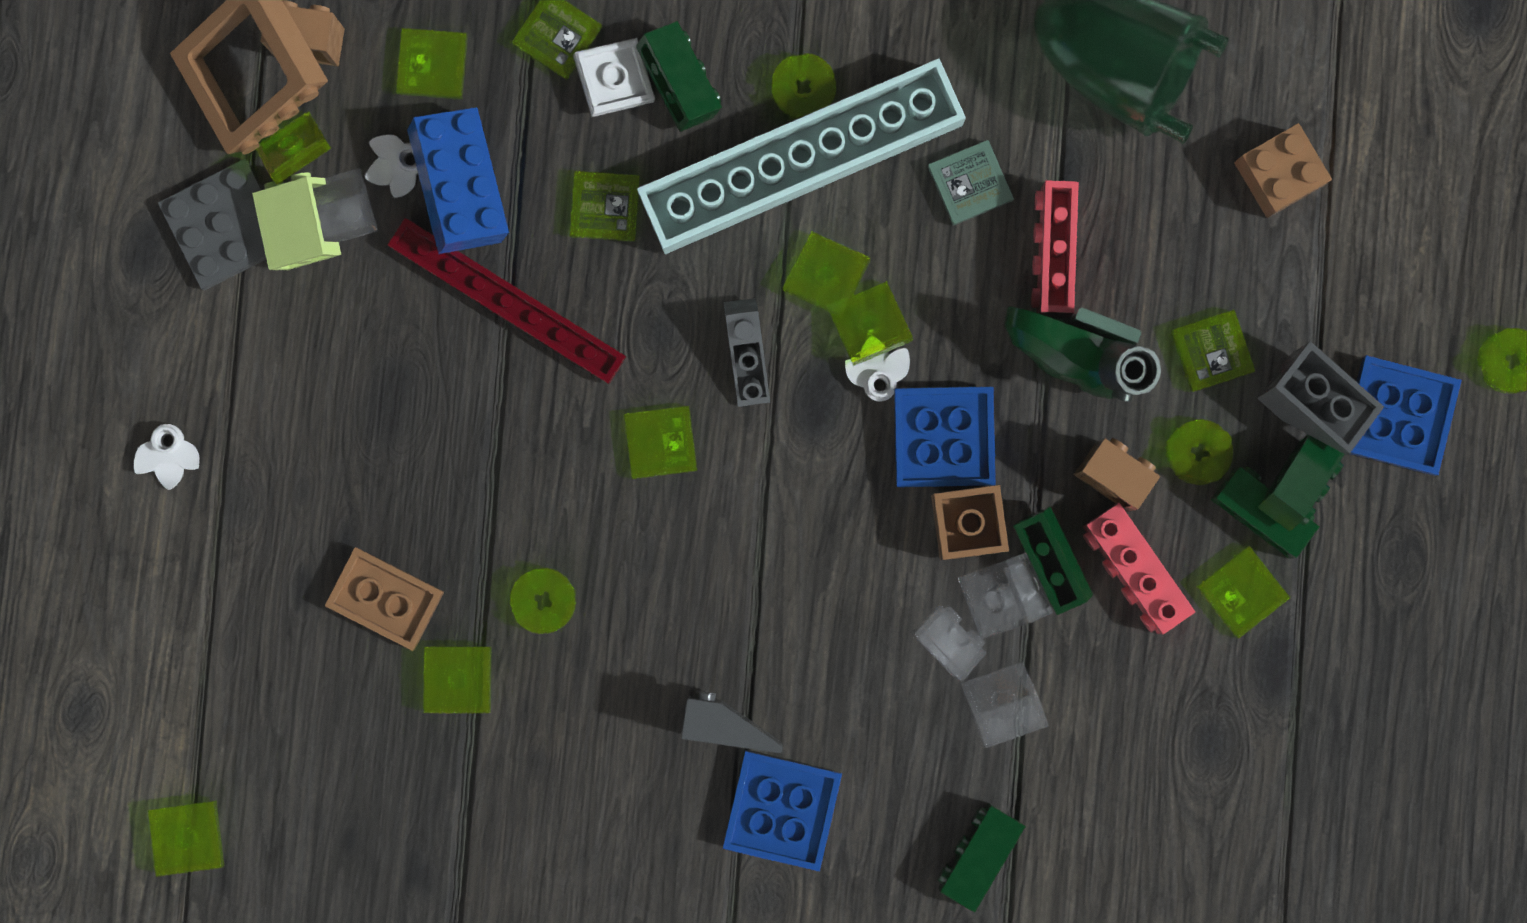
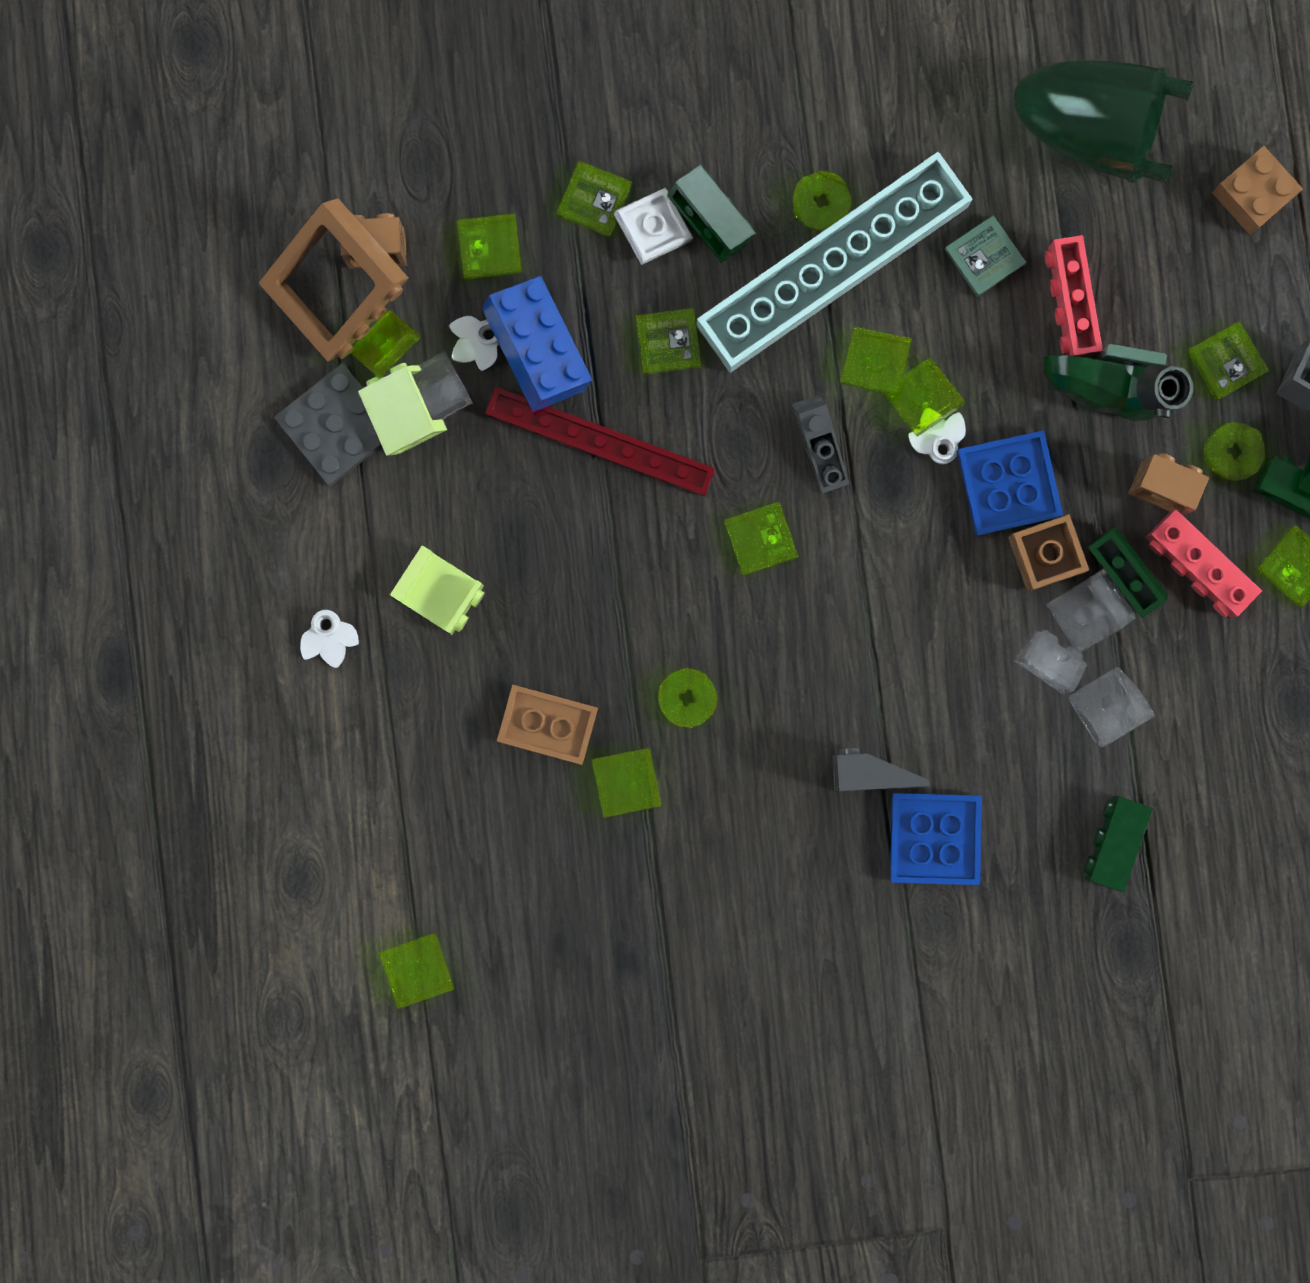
camera: 15 degrees left, 0 degrees up
(296, 428) = (438, 591): none -> yellowish green panel

